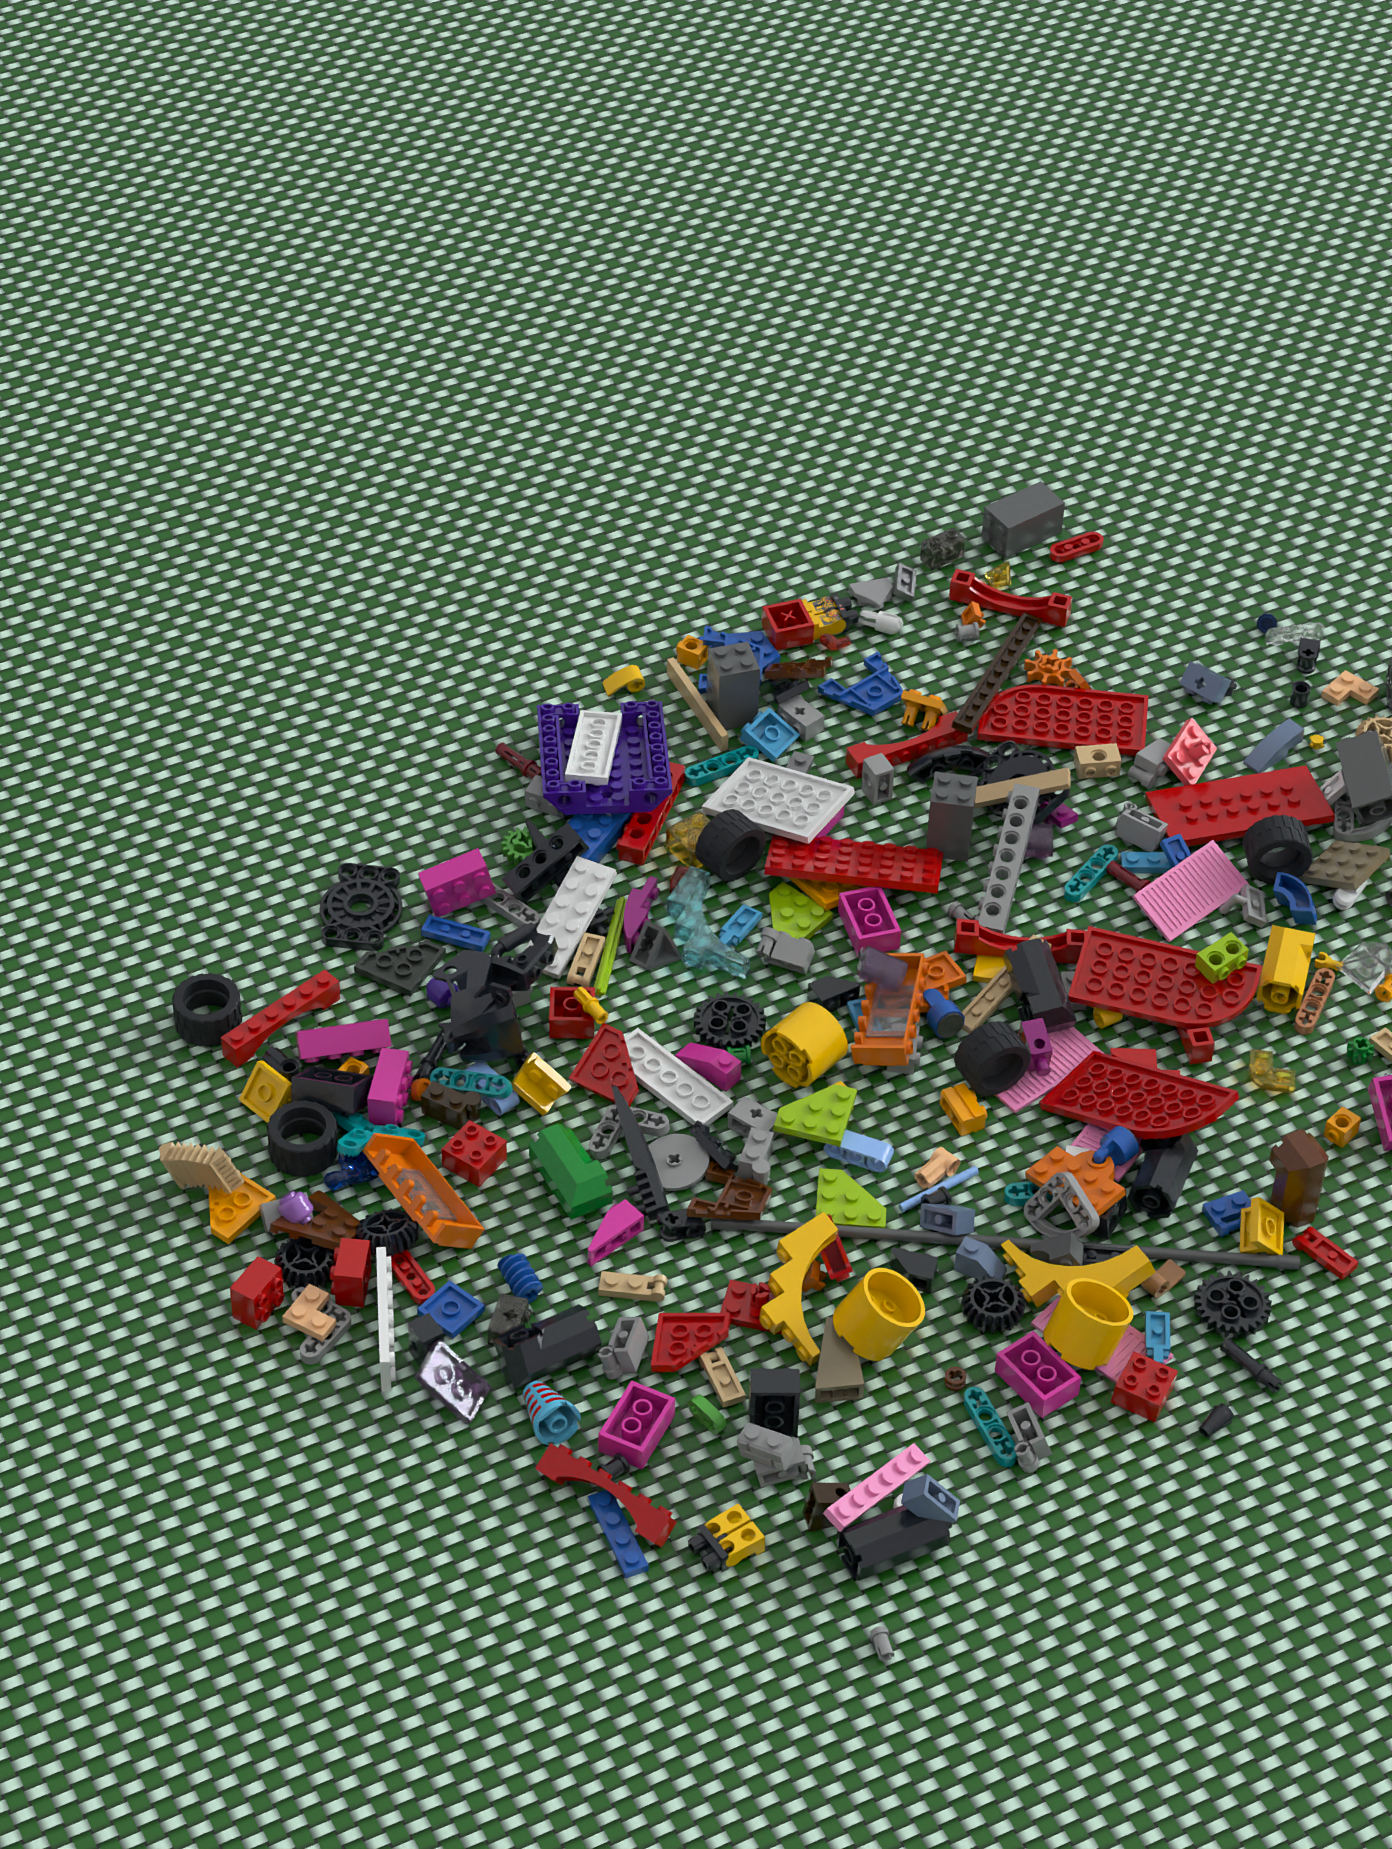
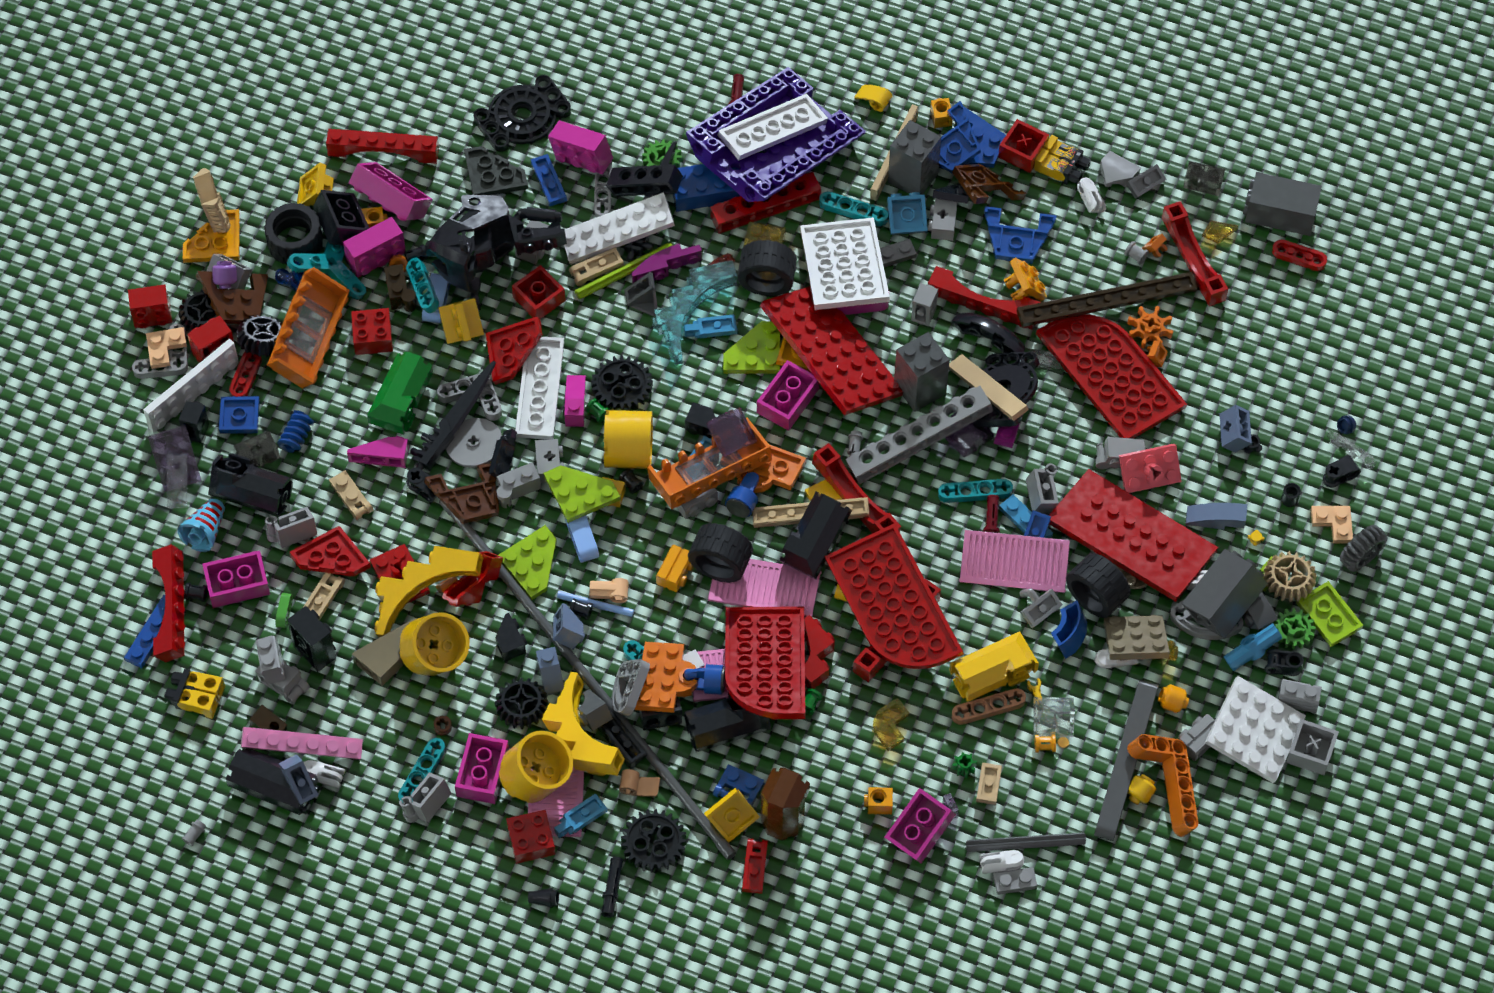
camera: 50 degrees right, 15 degrees up
(203, 991) = (347, 86): black tyre -> none
(281, 1063) = (345, 172): black piece -> none
(478, 1397) = (176, 481): none -> clear plate
(591, 1005) = (541, 298): yellow axle -> none
(785, 951) = (712, 368): light grey hinge -> none
(833, 1078) = (631, 481): none -> black bush
(834, 643) = (1041, 185): clear red arm -> none
(1036, 1038) = (764, 570): magenta torso -> none
(1097, 761) = (1081, 410): tan brick -> none
(1226, 956) = (940, 617): lime brick -> none

